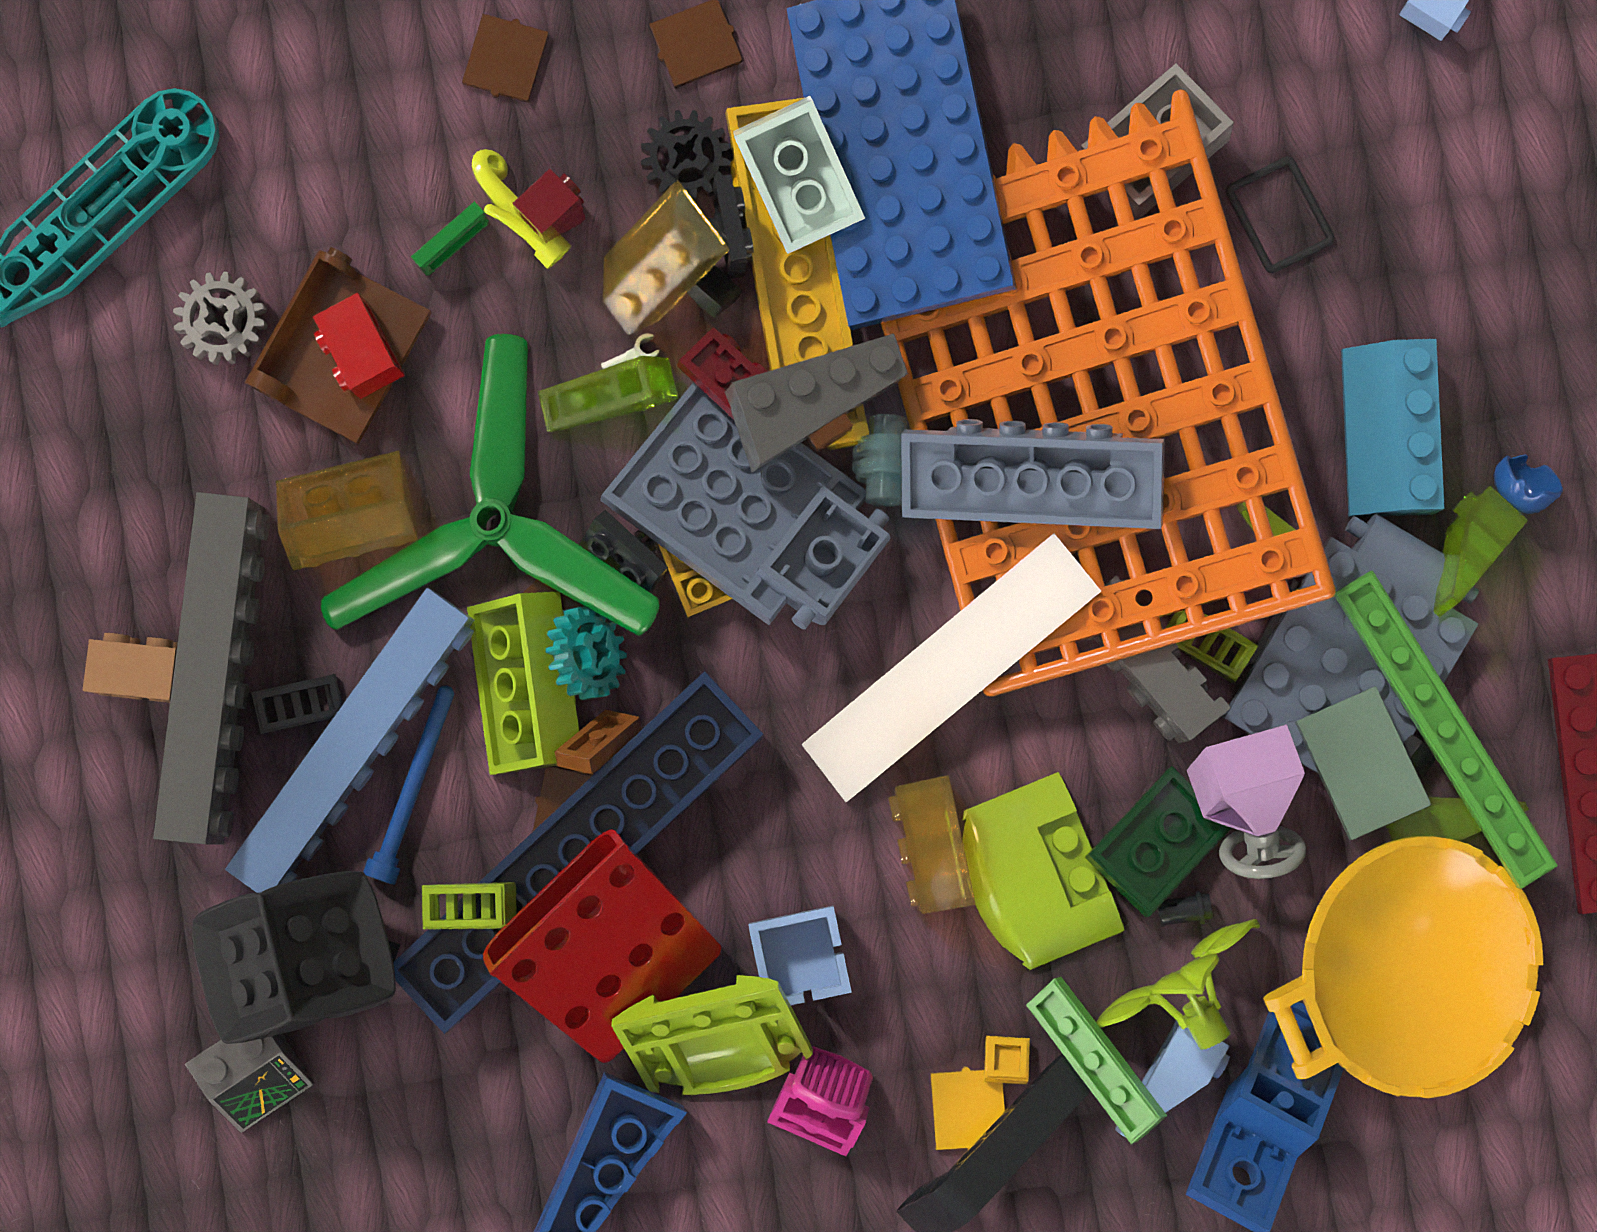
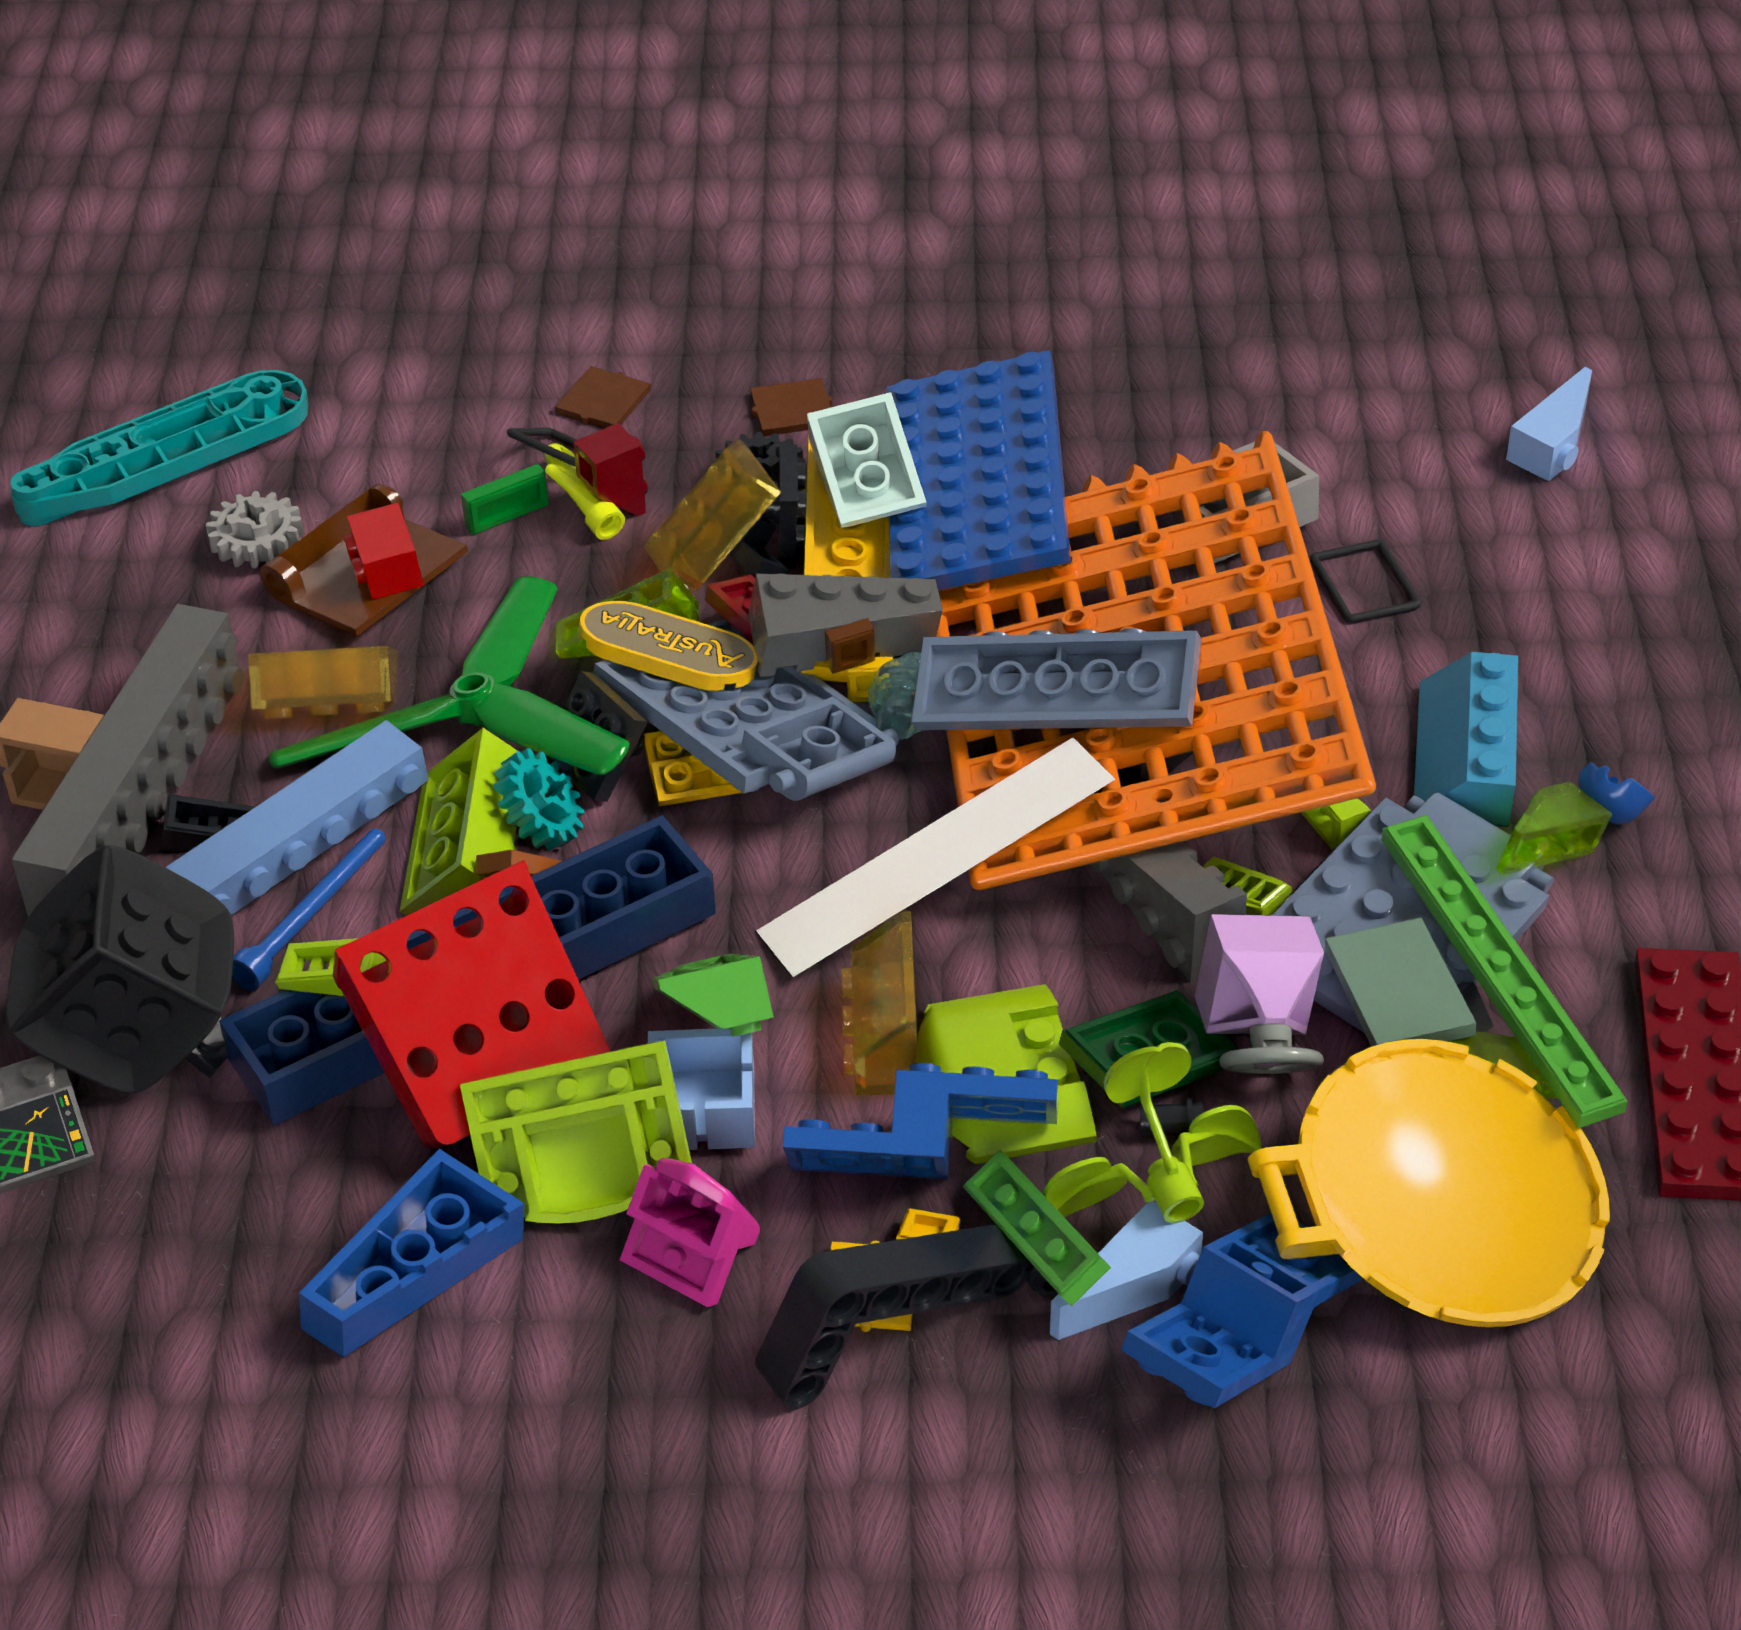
camera: 10 degrees right, 40 degrees down
(436, 157) = (522, 434): none -> black piece
(660, 452) = (667, 645): none -> tile
(789, 875) = (721, 991): none -> bright green wedge
(989, 994) = (922, 1122): none -> blue bracket

